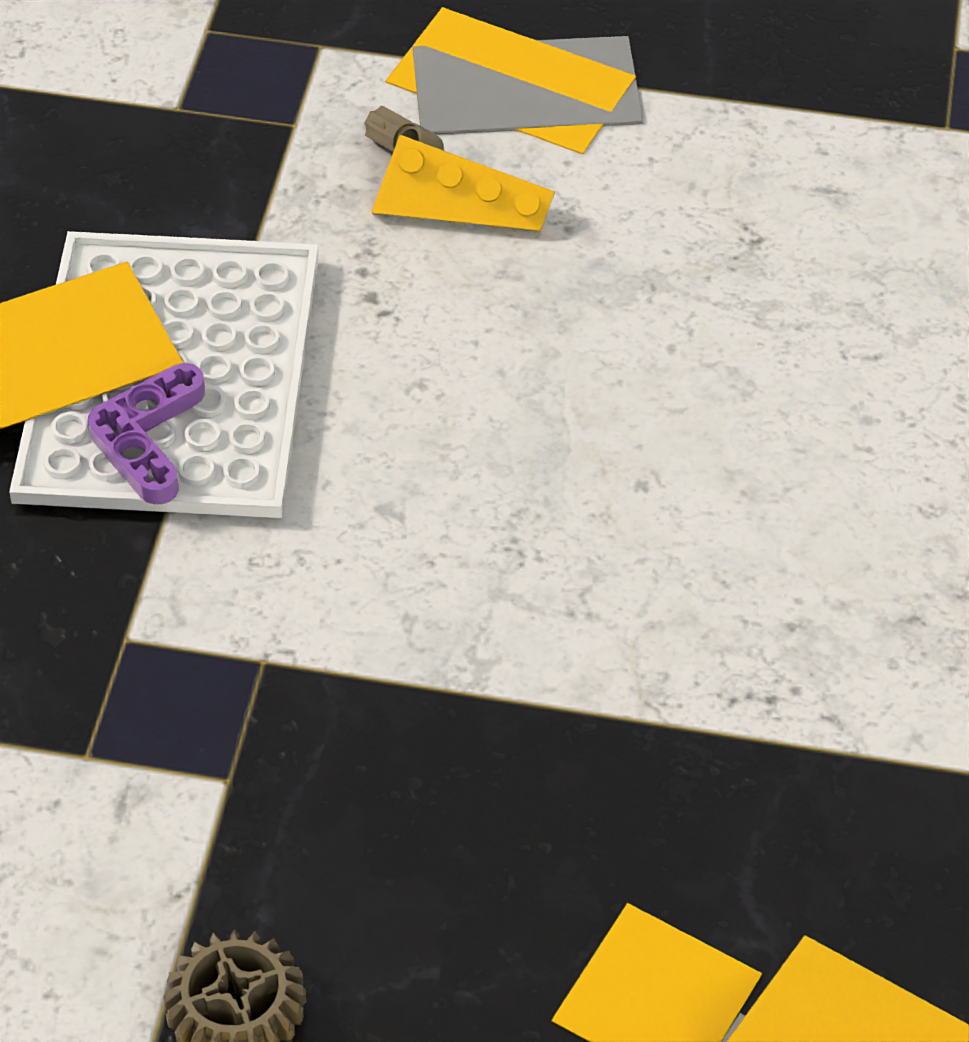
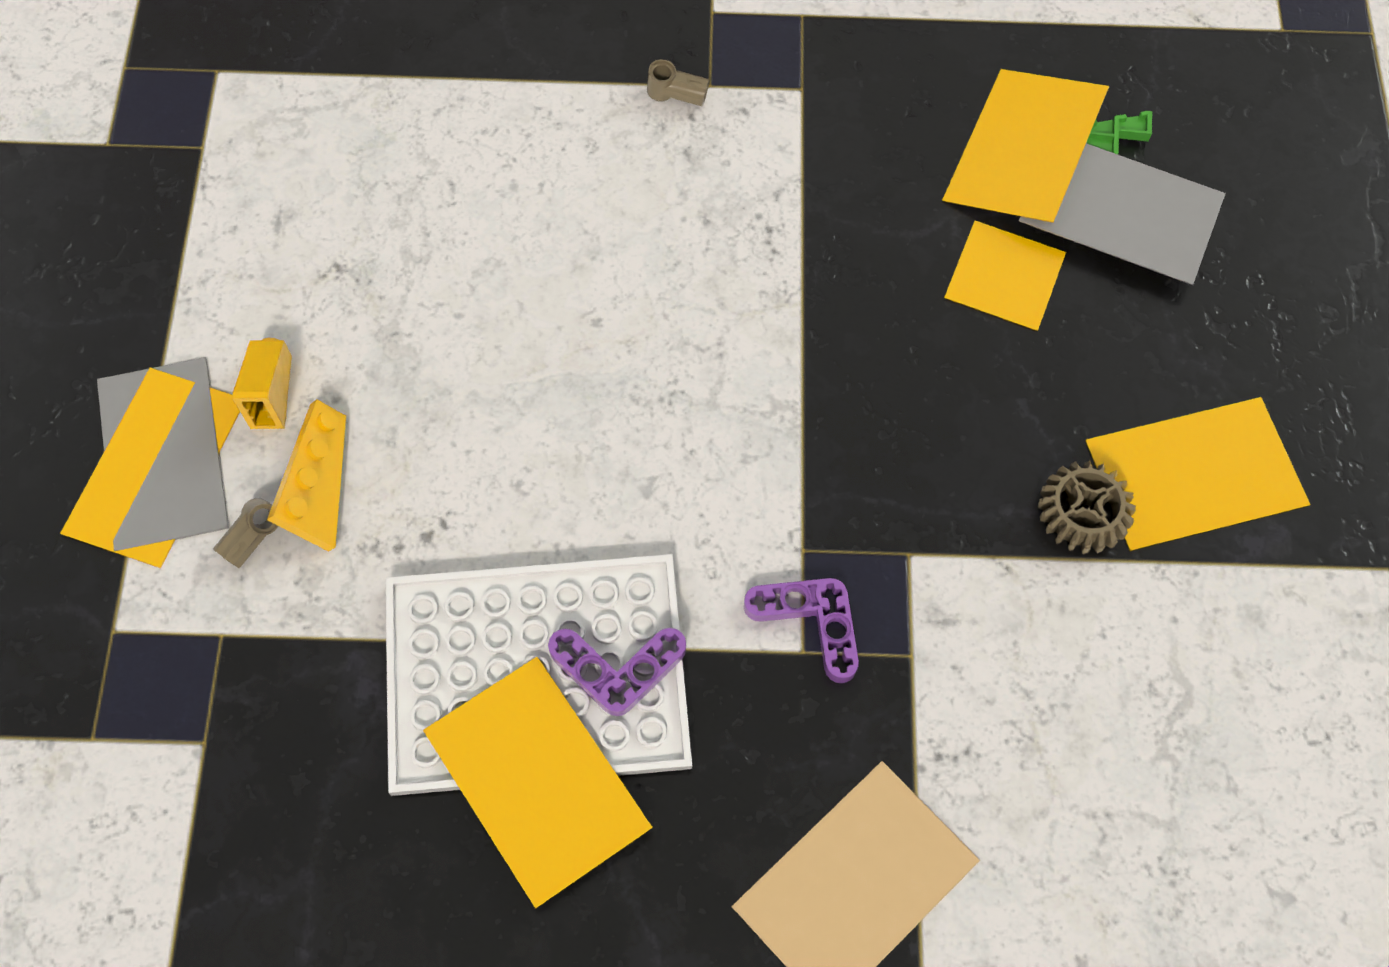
camera: 100 degrees left, 15 degrees up
(177, 658) = (814, 606): none -> medium lavender beam
(588, 151) = (264, 384): none -> yellow slope

